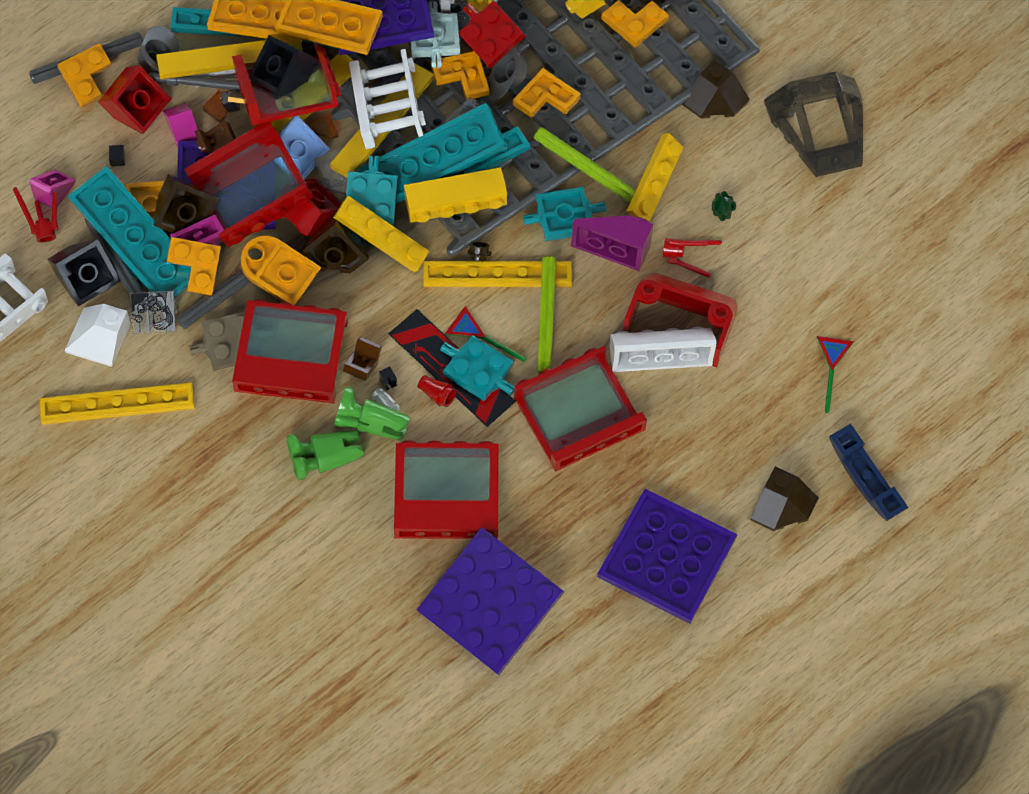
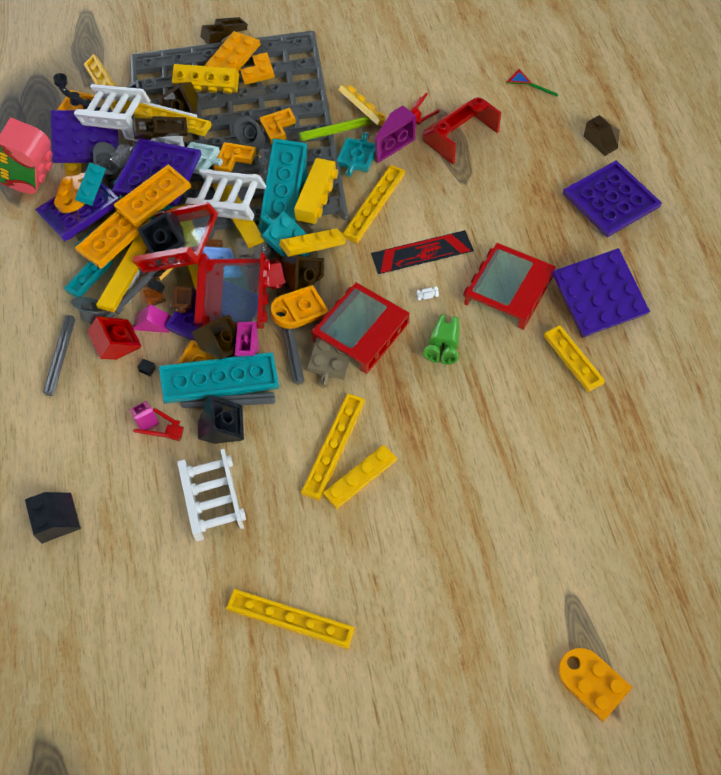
camera: 55 degrees left, 5 degrees down
(78, 73) = (68, 362): light orange plate -> none
(91, 450) = (359, 476): none -> yellow plate
(99, 334) = (274, 433): white slope -> none
(153, 312) = (281, 393): piece -> none
(201, 258) = (266, 343): light orange plate -> none
(363, 359) = (391, 291): reddish brown bracket -> none
(371, 417) = (434, 304): bright green piece -> none
(374, 611) = (574, 358): none -> yellow plate
(388, 377) = (412, 284): black piece -> none
(438, 391) = (437, 262): red cone -> none
(466, 326) = (399, 233): piece -> none
(478, 368) = (433, 236): teal plate -> none
(479, 251) = (354, 203): dark brown plate -> none
(490, 33) = (222, 124): red plate -> none
(546, 313) = (420, 189): lime axle -> none
(578, 408) = (491, 202): clear light blue panel -> none
(662, 349) = (477, 144): white slope -> none
(716, 93) = (327, 58): dark brown slope -> none
(723, 206) = (401, 84): dark green plant -> none
(813, 89) = (357, 23): clear smoke windscreen -> none
(865, 474) = (626, 93): dark blue slope -> none

